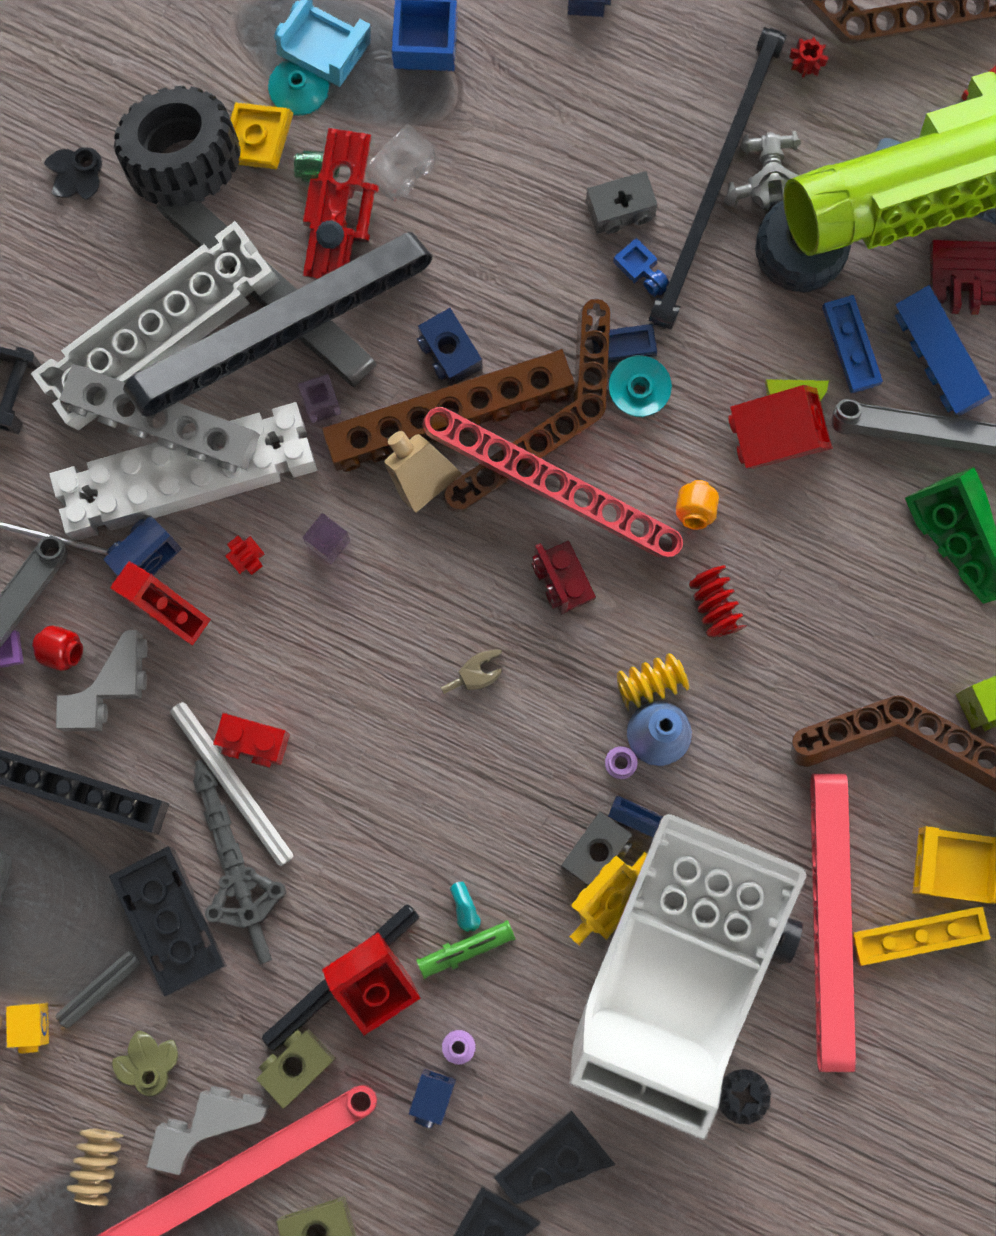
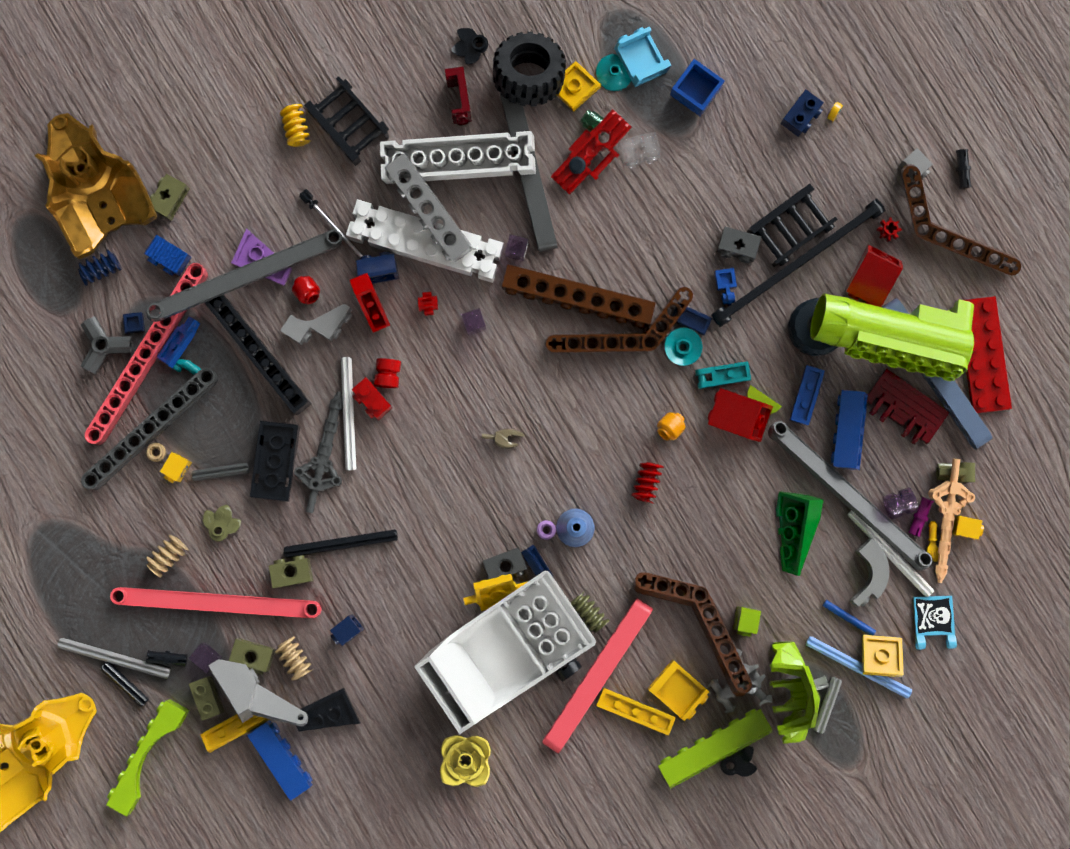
camera: 30 degrees right, 5 degrees up
(85, 224) = (454, 78): none -> dark red panel
(214, 1115) = (237, 569): light grey arch -> none
(249, 687) = (387, 373): none -> red wheel
(276, 324) = (520, 197): beam -> none
(370, 984) = (352, 556): red brick -> none
(381, 1193) = (293, 659): none -> tan piece
(418, 469) = (542, 317): tan torso -> none
(429, 966) = (386, 566): bright green pin -> none
(443, 330) = (604, 252): dark blue brick -> none
(458, 1035) = (380, 610): lavender plate -> none
(465, 910) = (422, 550): teal arm -> none
(554, 1159) = (385, 698): black wing -> none
(564, 577) = (580, 418): dark red bracket -> none
(568, 483) = (606, 378): coral beam -> none
(651, 680) = (588, 499): yellow piece -> none
(657, 111) = (774, 218): none -> black fence
(721, 389) = (724, 375): none -> teal plate
(754, 1184) = (455, 772): none -> light yellow brick
(759, 1090) = (498, 720): black gear -> none
(762, 839) = (589, 613): none -> olive piece
(768, 185) = (825, 283): light grey piece -> none
(832, 126) = (874, 276): none -> red slope

